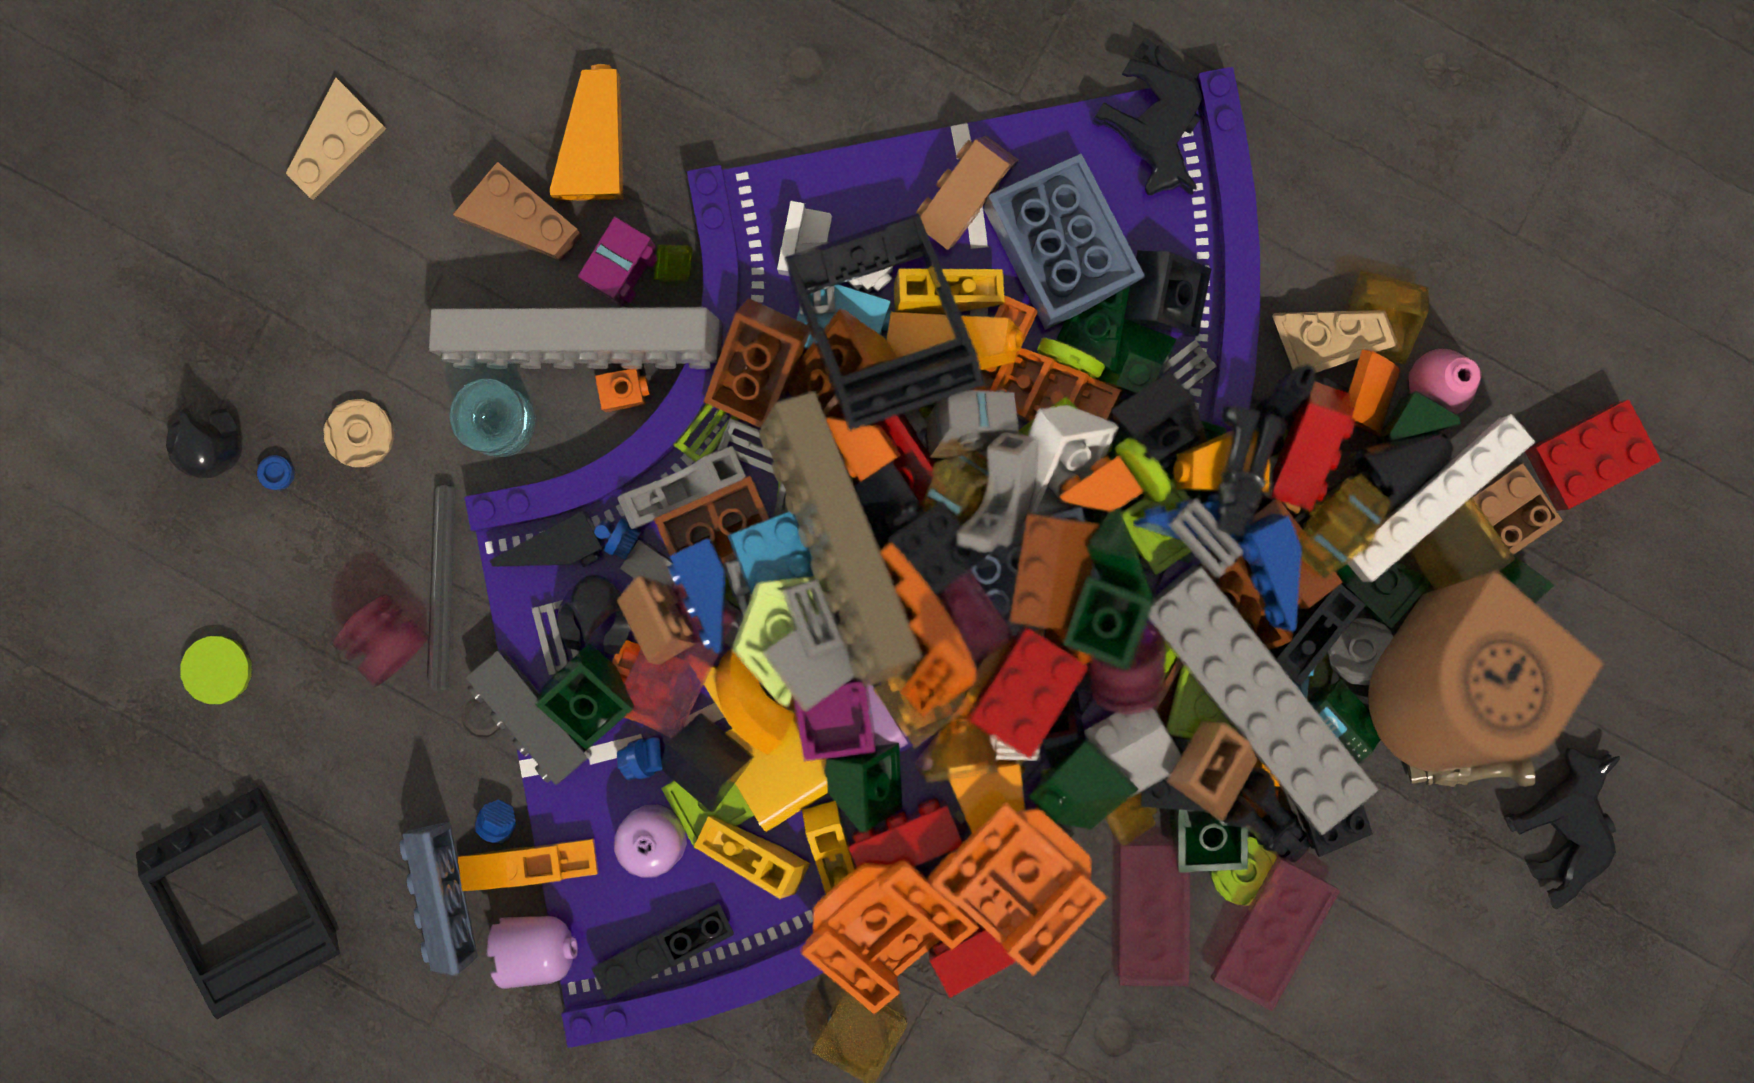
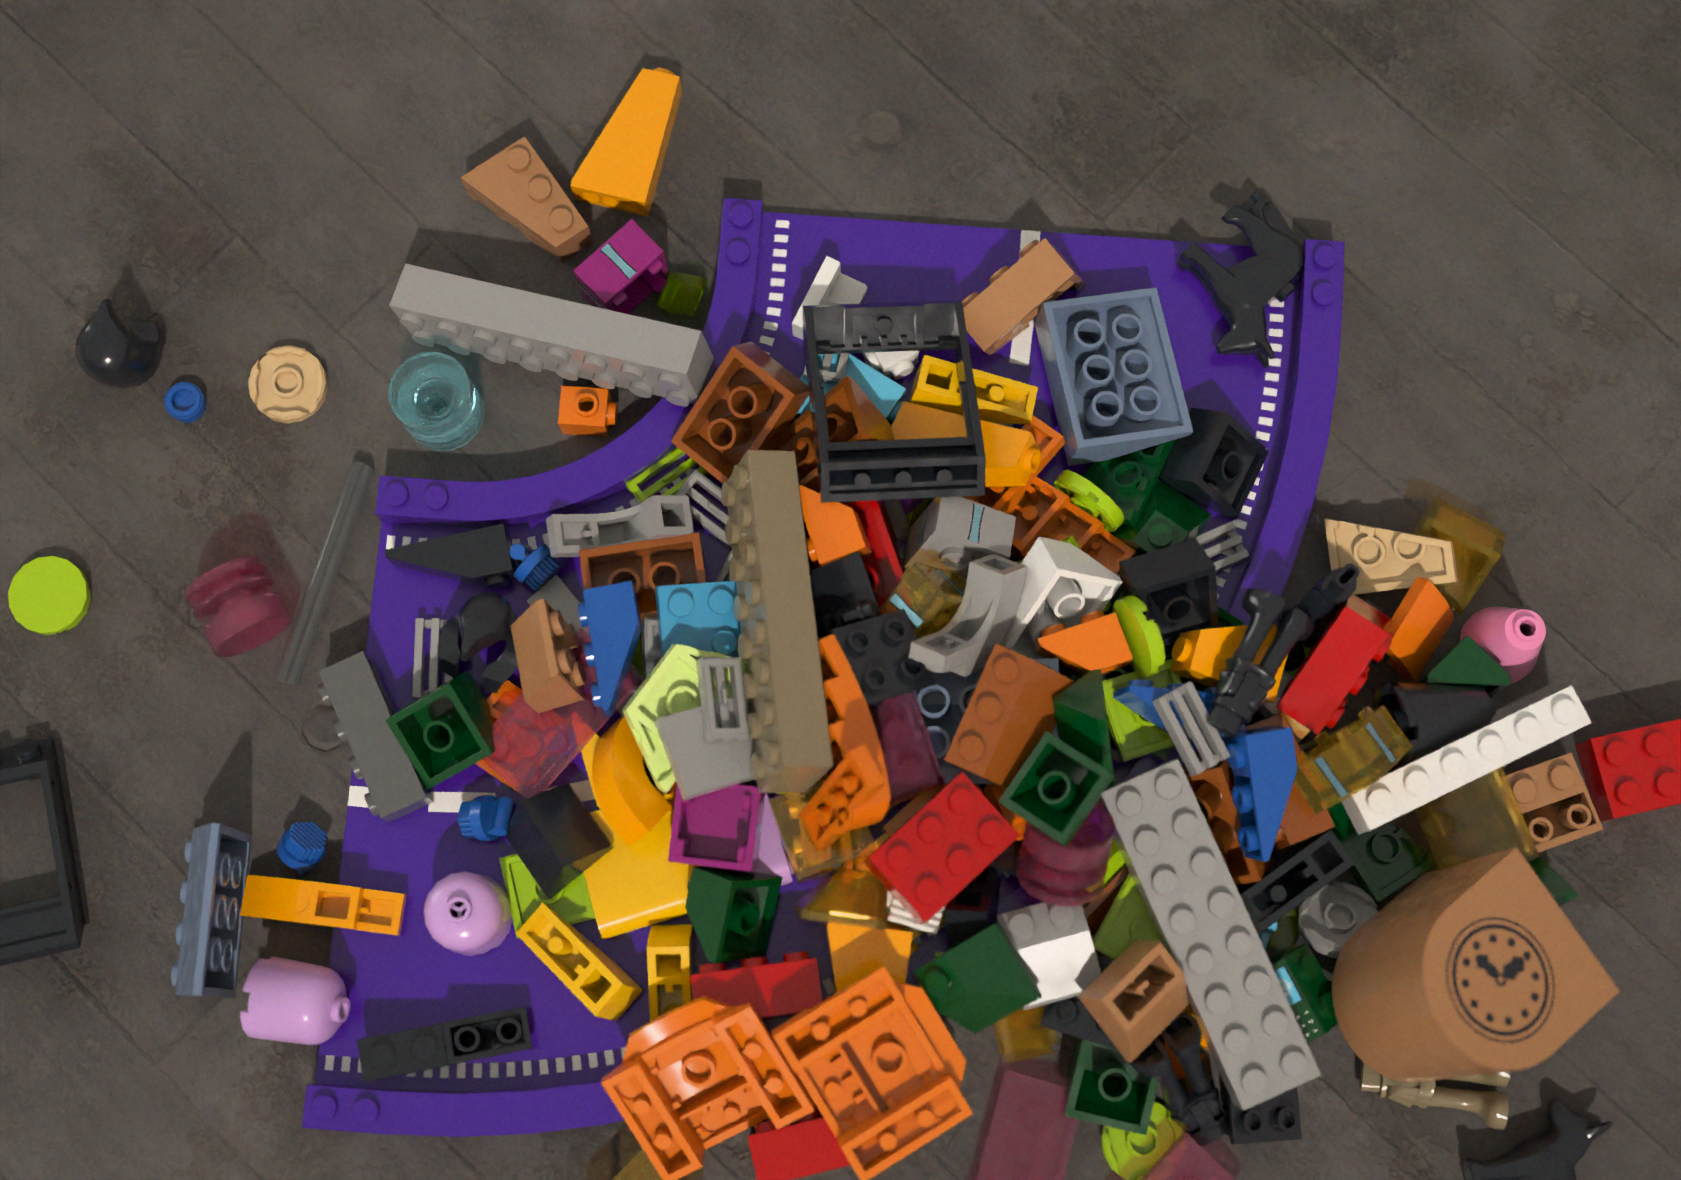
camera: 10 degrees right, 10 degrees down
(333, 141) = (359, 77): tan wing -> none

